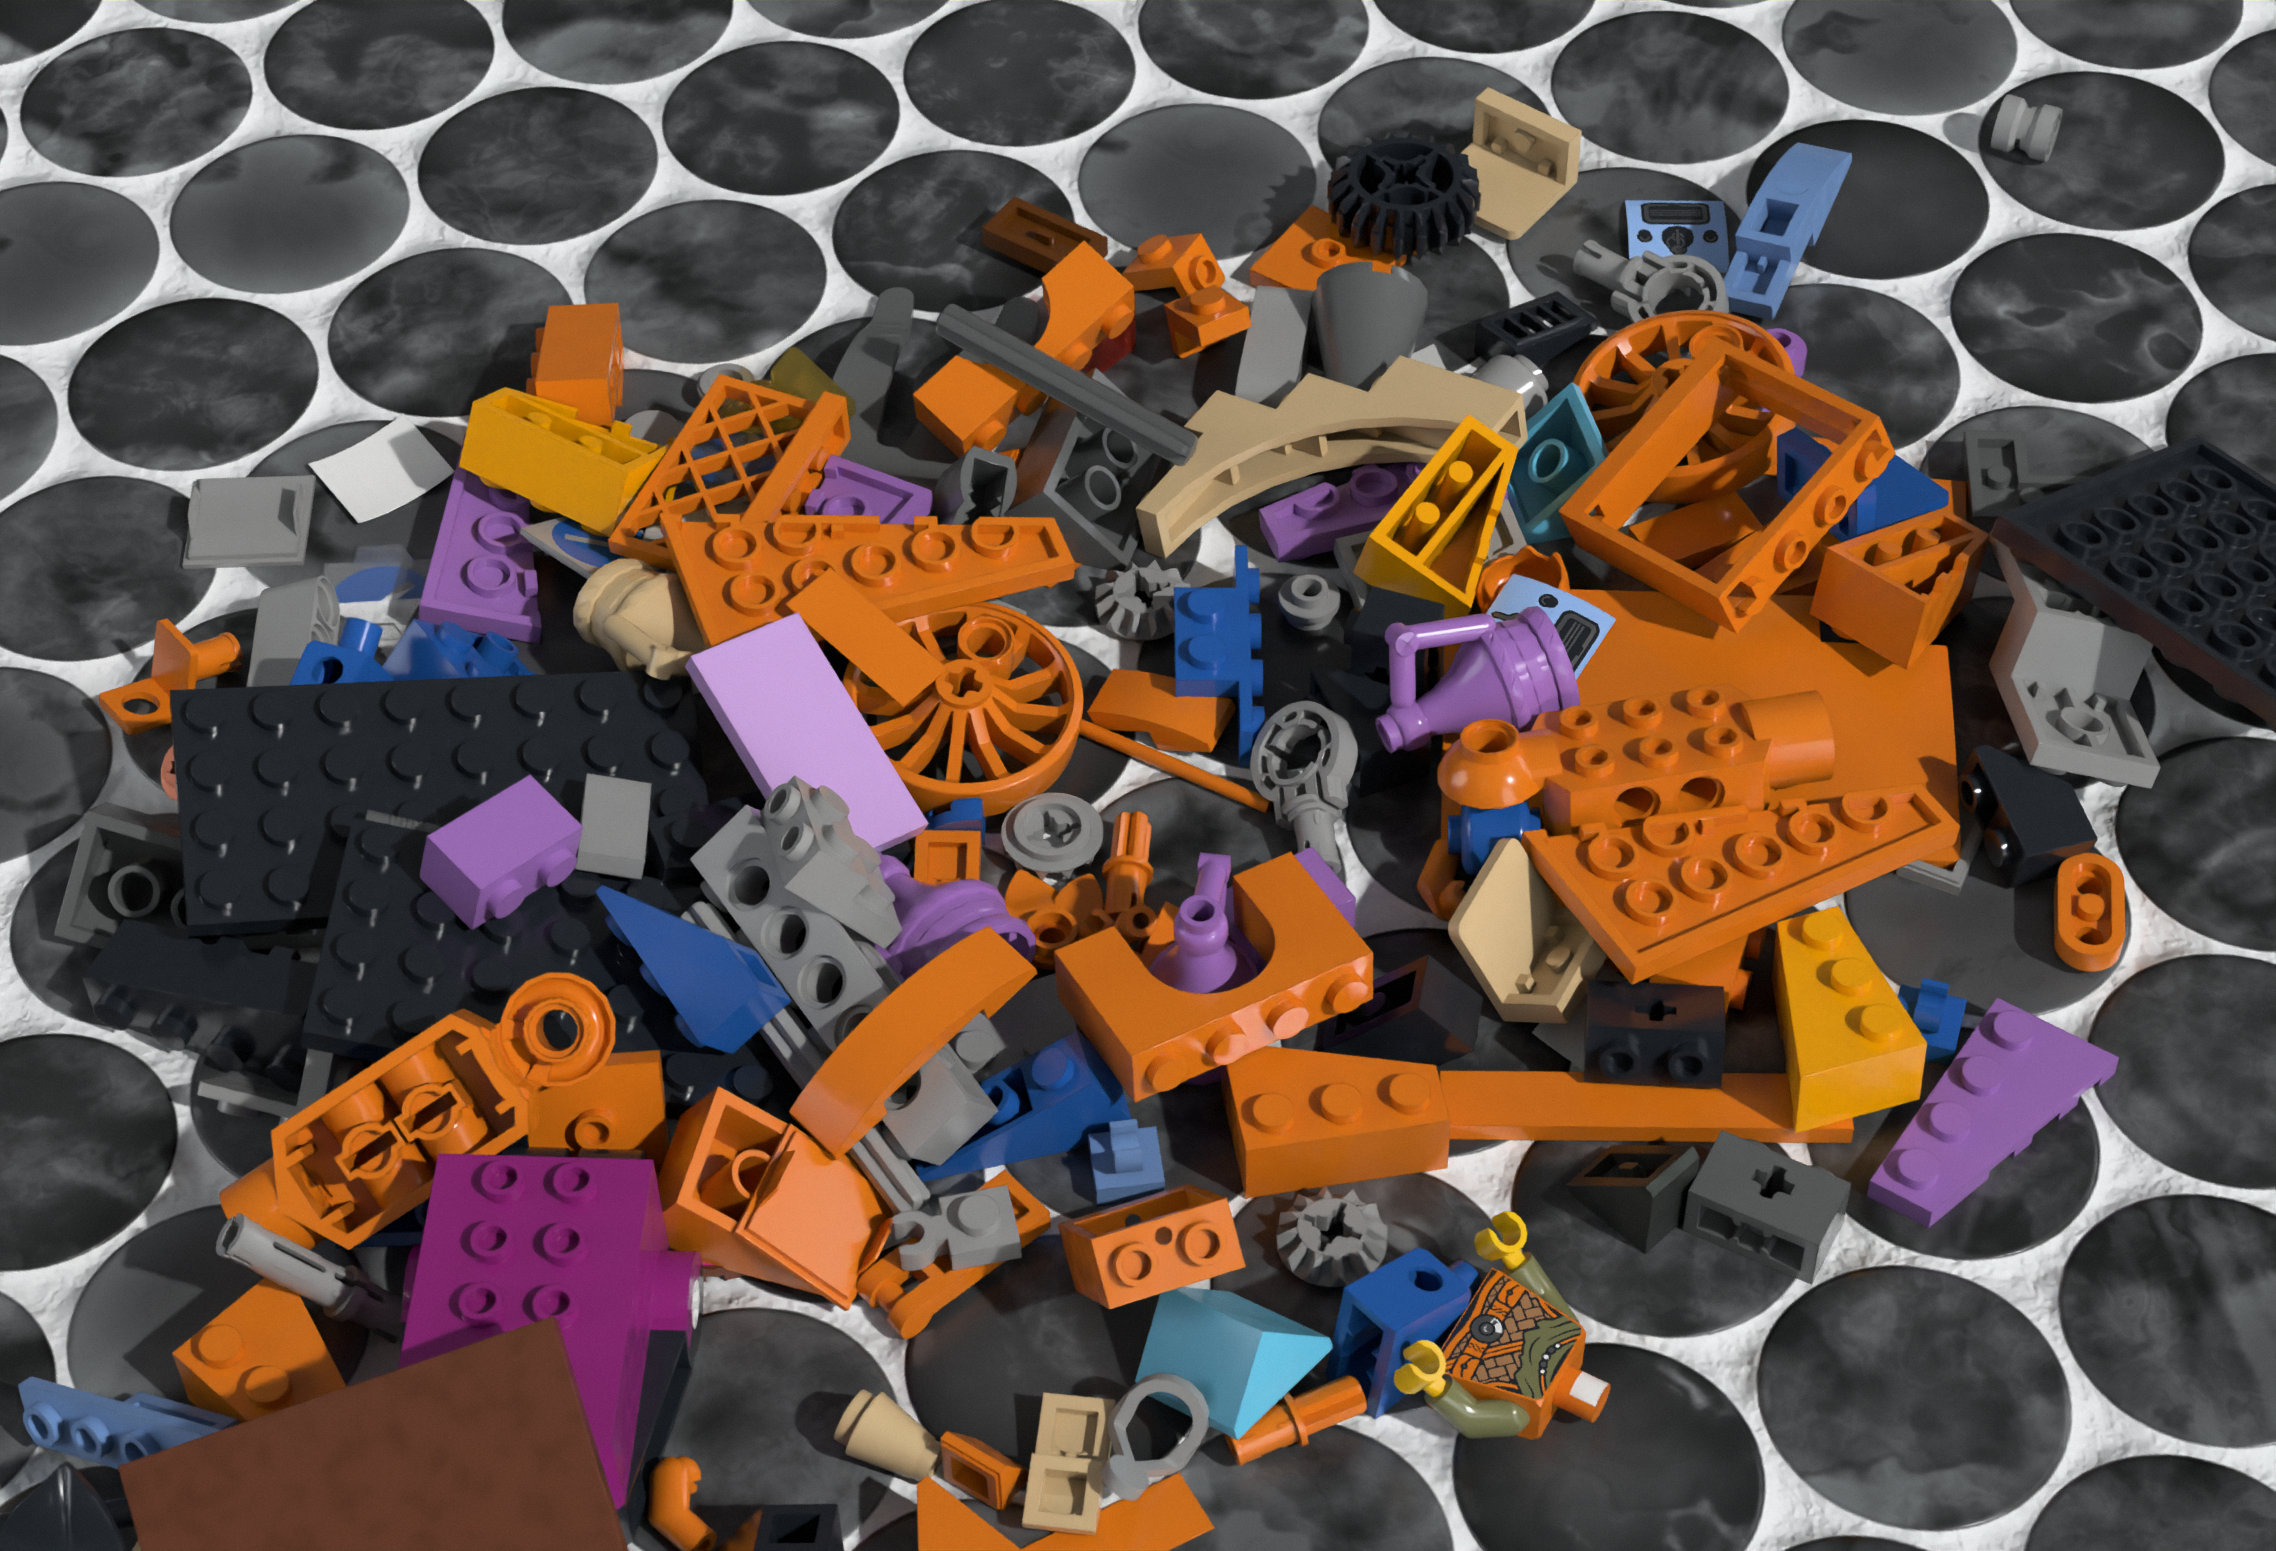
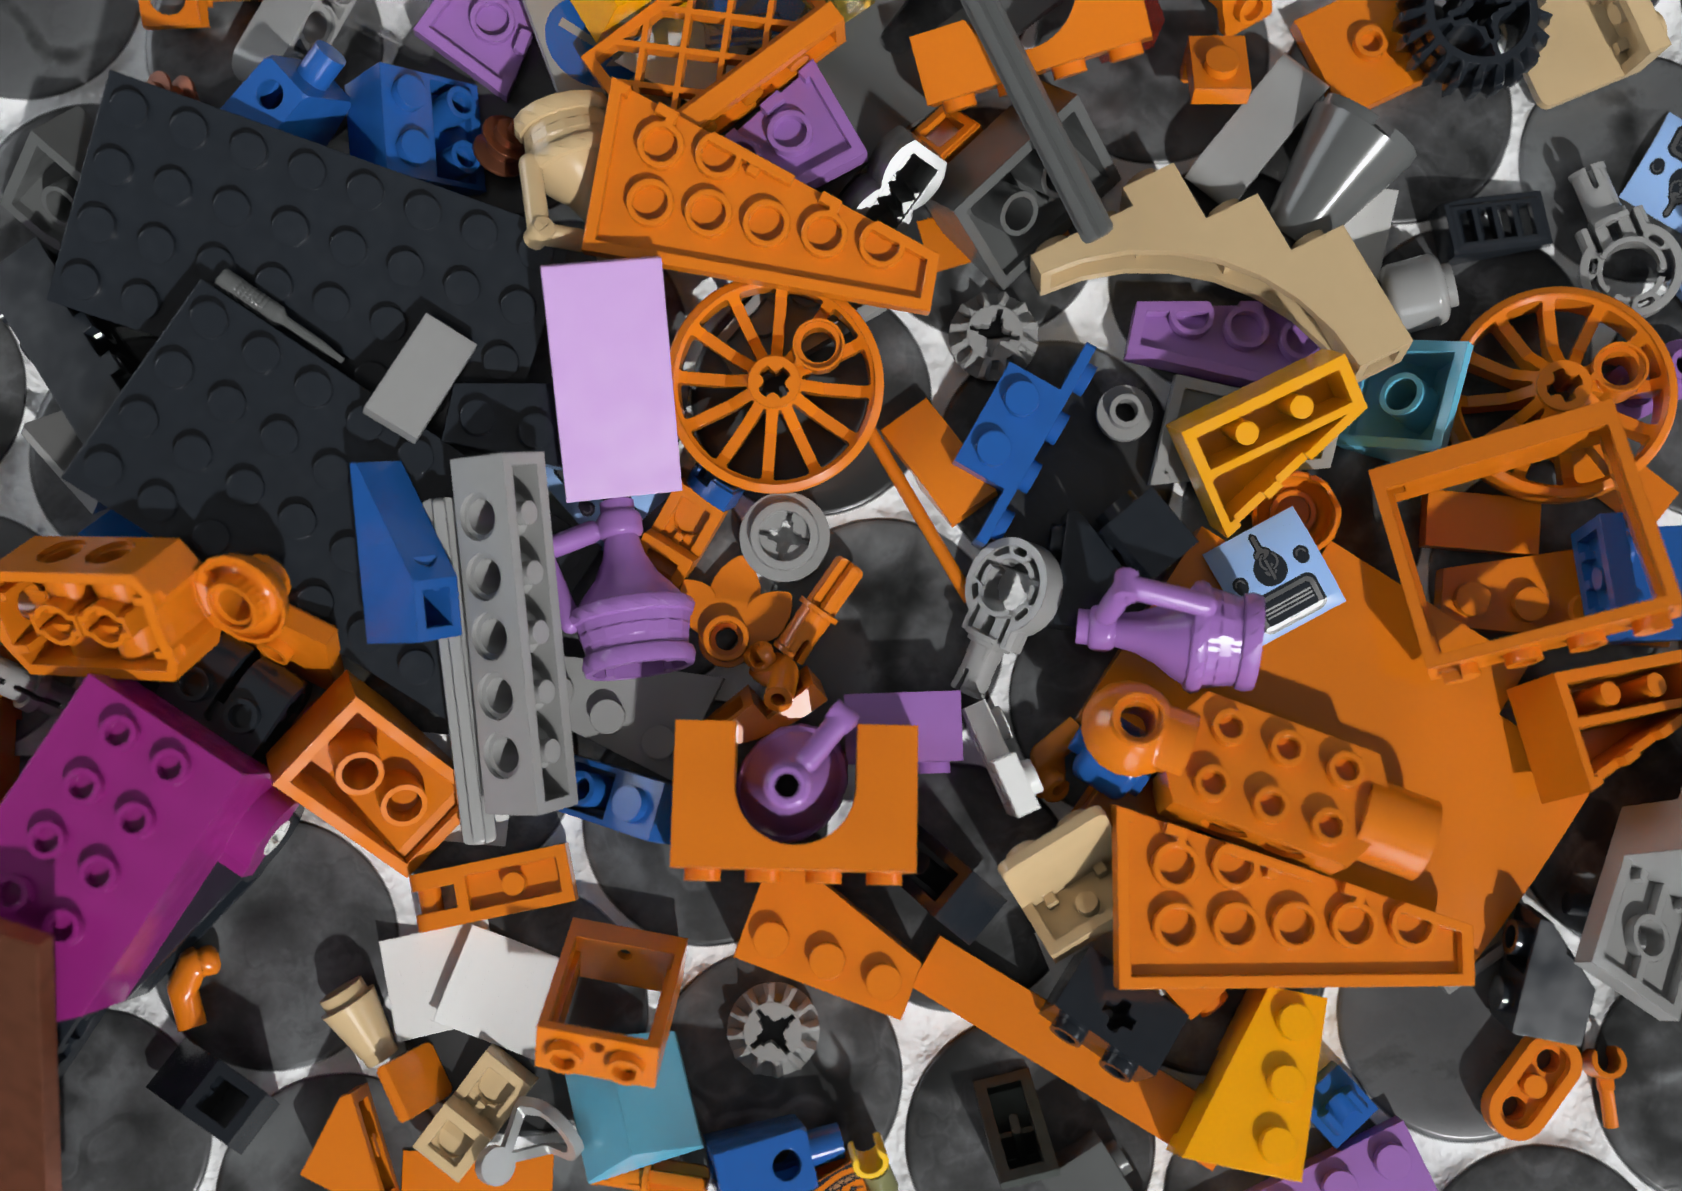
camera: 30 degrees right, 35 degrees up
(501, 852) = (292, 387): medium lavender brick -> none
(565, 653) = (498, 147): none -> copper wheel
(816, 1218) = (397, 816): orange piece -> none
(826, 861) = (545, 537): light grey plate -> none
(866, 637) = (715, 298): orange sticker -> none
(904, 1033) = (532, 731): orange slope -> none
(955, 1371) = (418, 974): none -> white sticker
(971, 1228) = (505, 892): light grey plate -> none
(1026, 1349) = (497, 991): none -> white sticker
(1125, 1163) = (658, 882): medium blue tile -> none
(1403, 892) = (1013, 778): none -> white plate
(2145, 877) = (1605, 1080): none -> orange hand

